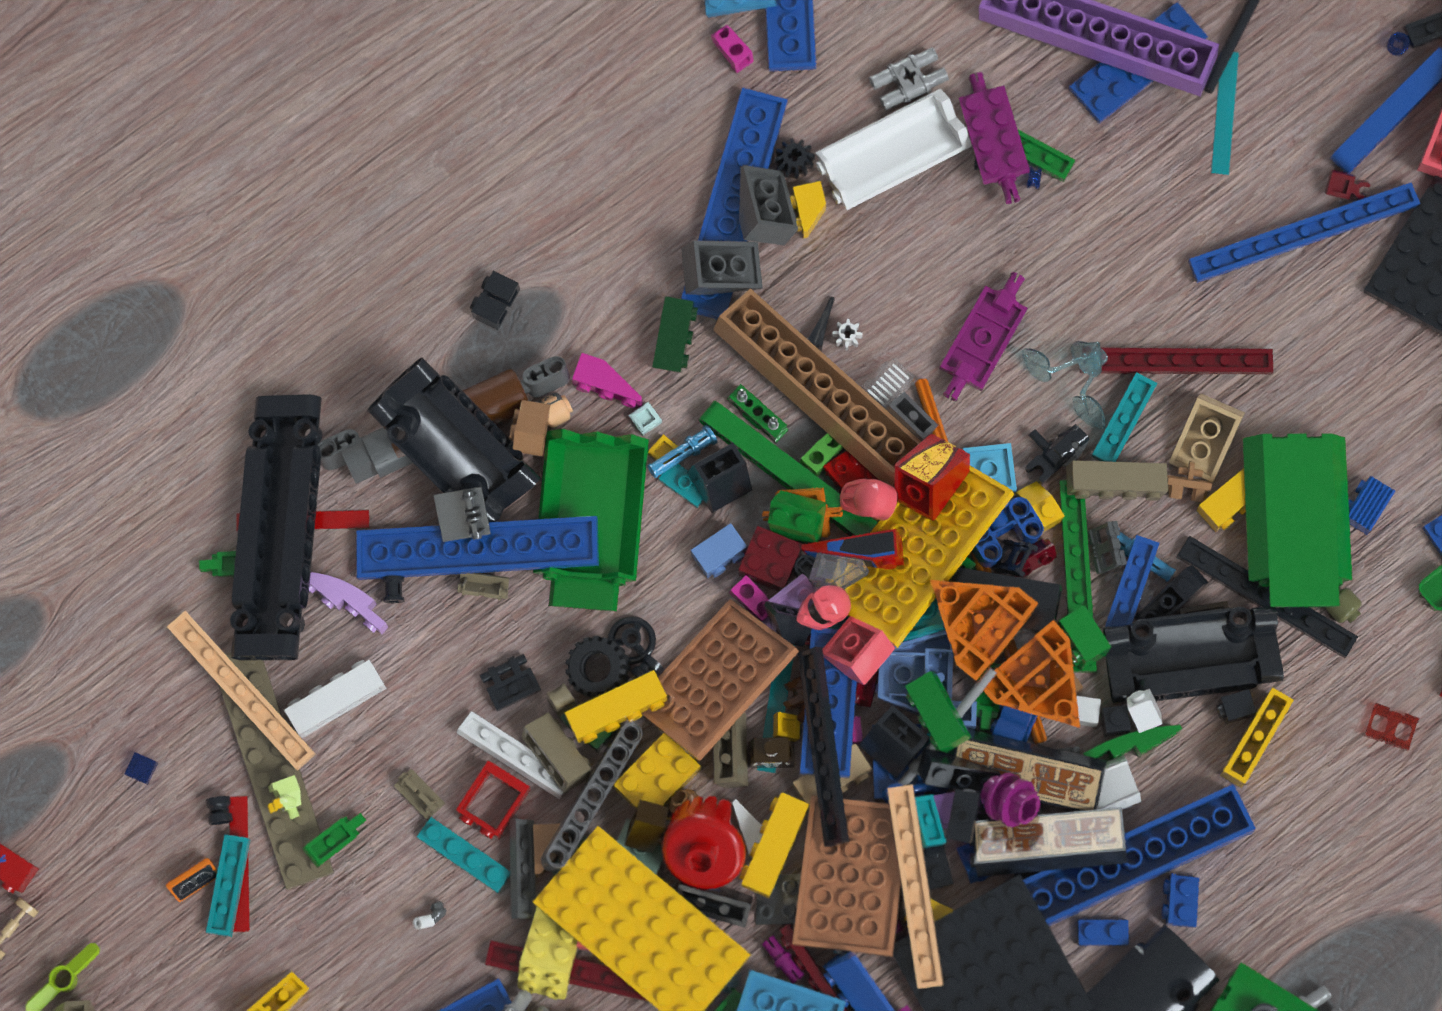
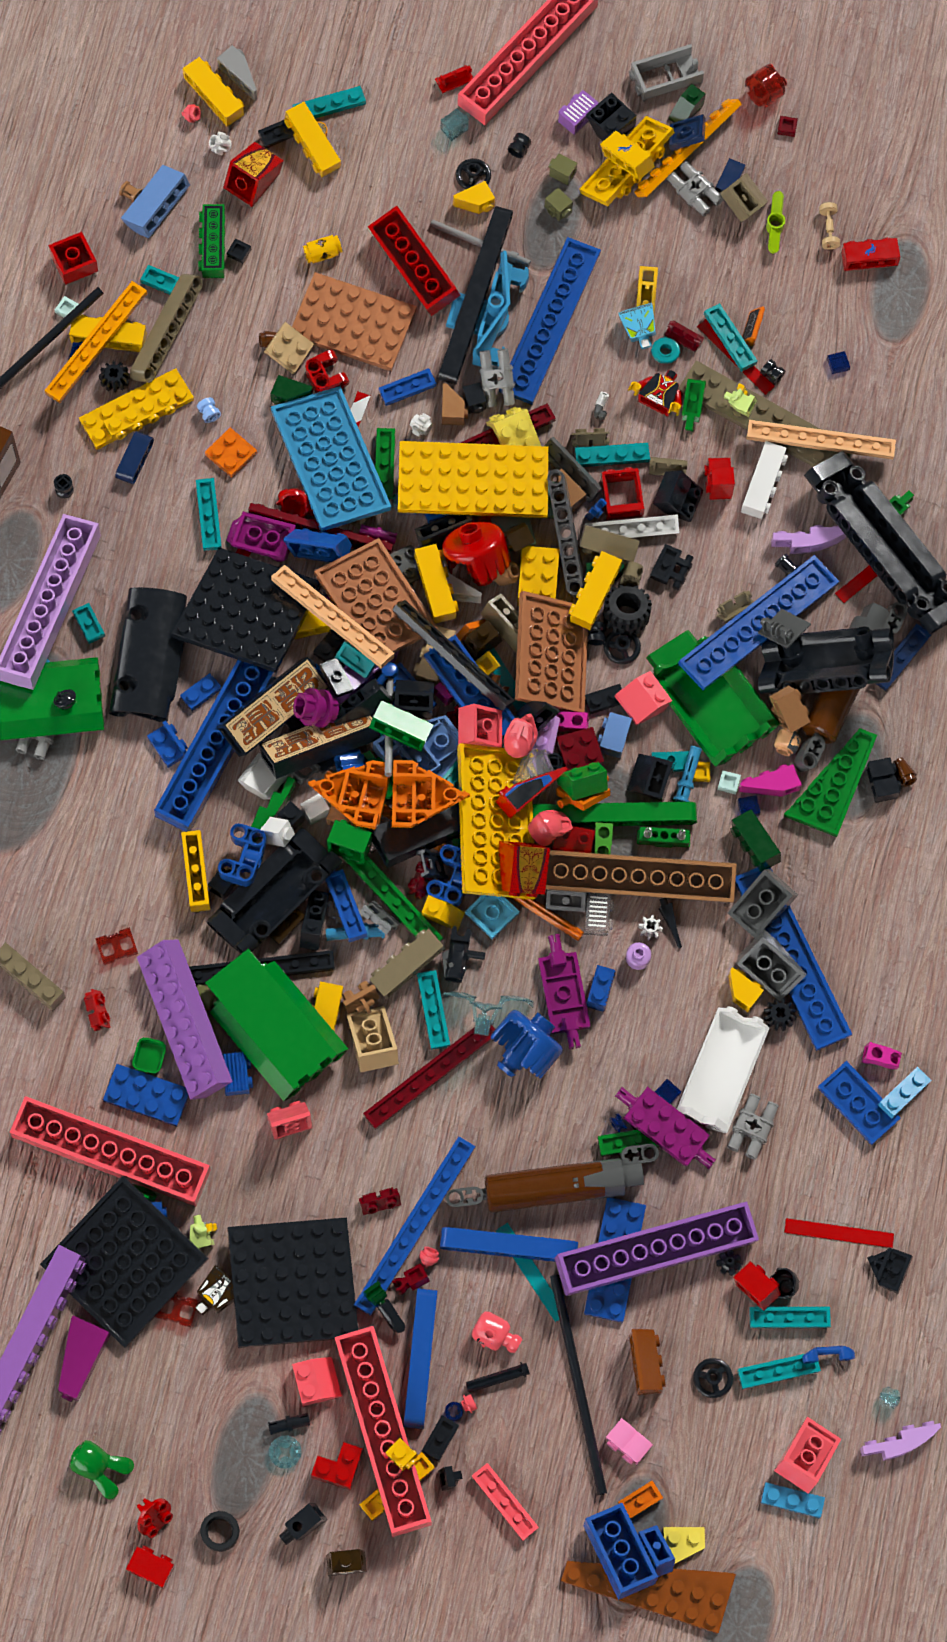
camera: 135 degrees right, 5 degrees down
(273, 928) = (683, 336): none -> dark red hinge
(308, 914) = (668, 343): none -> teal piece
(311, 975) = (639, 324): none -> medium azure torso
(347, 410) = (906, 652): none -> dark blue plate
(357, 879) = (659, 393): none -> torso
(379, 735) = (719, 478): none -> red brick
(437, 752) = (678, 495): none -> black slope
(462, 885) = (582, 437): none -> dark tan hinge
(466, 291) = (904, 772): none -> reddish brown cone
(535, 803) = (596, 510): none -> blue plate
(556, 328) = (831, 792): none -> green wing
(647, 379) = (749, 803): none -> clear blue plate
(661, 562) = (643, 698): none -> coral slope
(695, 599) = (602, 699): none -> black plate
(772, 776) = (468, 628): none -> orange tile
(883, 314) = (638, 956): none -> lavender head
(945, 313) = (600, 988): none -> blue brick
(961, 172) = (668, 1091): none -> clear blue tile
(1055, 307) = (527, 1044): none -> blue piece
(1140, 162) = (559, 1183): none -> reddish brown piece
(1194, 700) = (250, 857): none -> blue beam
(1230, 148) = (504, 1244): none -> blue beam
(1307, 78) = (494, 1332): none -> coral piece
(1312, 194) = (428, 1256): none -> coral plate
(1328, 283) = (371, 1204): none -> dark red hinge
(1334, 41) = (498, 1377): none -> black axle
(1353, 414) = (289, 1119): none -> coral slope
(1379, 39) = (468, 1403): none -> coral plate
(1383, 592) = (184, 1019): none -> medium lavender brick
(1394, 185) = (377, 1296): none -> piece

